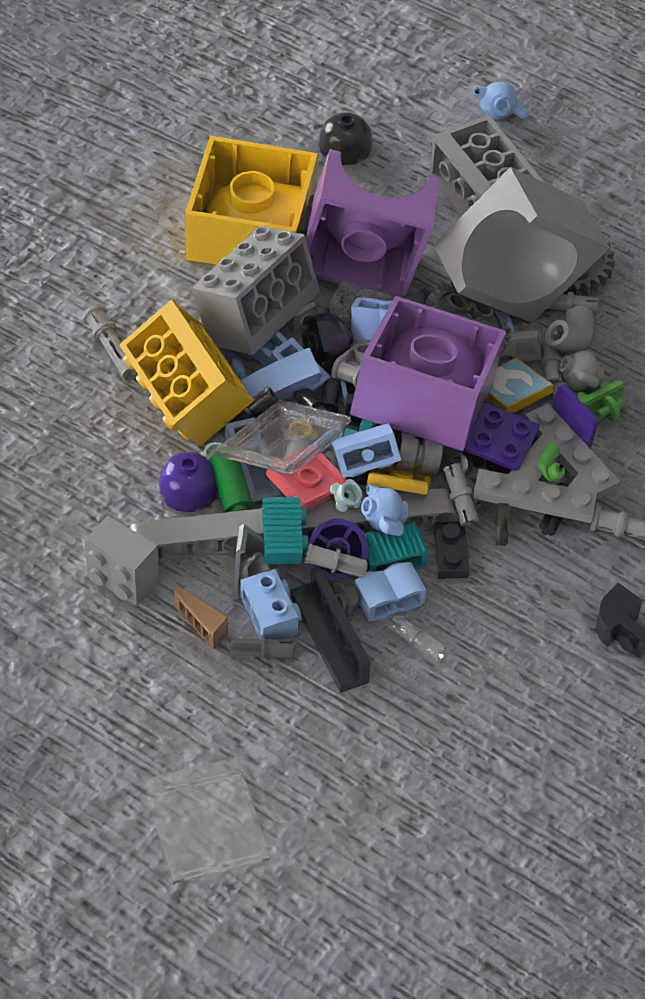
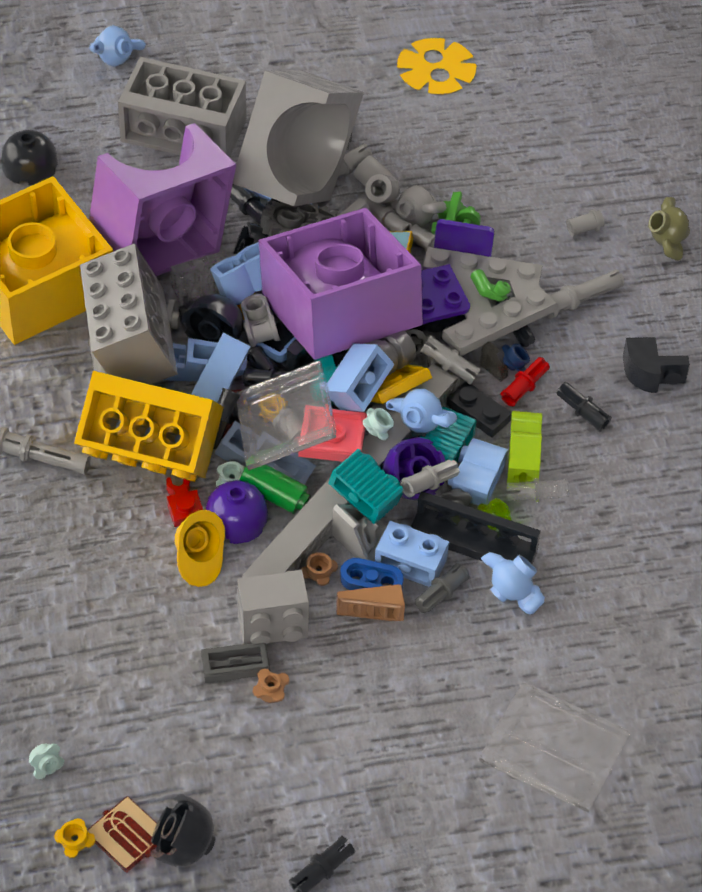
camera: 45 degrees left, 0 degrees up
(62, 583) = (236, 666): none -> dark grey tile
(68, 621) = (267, 693): none -> medium nougat plate
(128, 484) = (200, 547): none -> yellow piece
(162, 449) = (181, 501): none -> red plate
(199, 558) = (319, 561): none -> medium nougat plate
(227, 599) = (371, 574): none -> blue plate
(316, 684) = (514, 581): none -> light blue piece
(373, 626) = (497, 507): none -> clear neon green plate
(445, 601) = (524, 447): none -> lime piece
(509, 556) = (524, 381): none -> red axle
(521, 534) = (515, 357): none -> dark blue plate
(530, 609) = (584, 406): none -> black axle

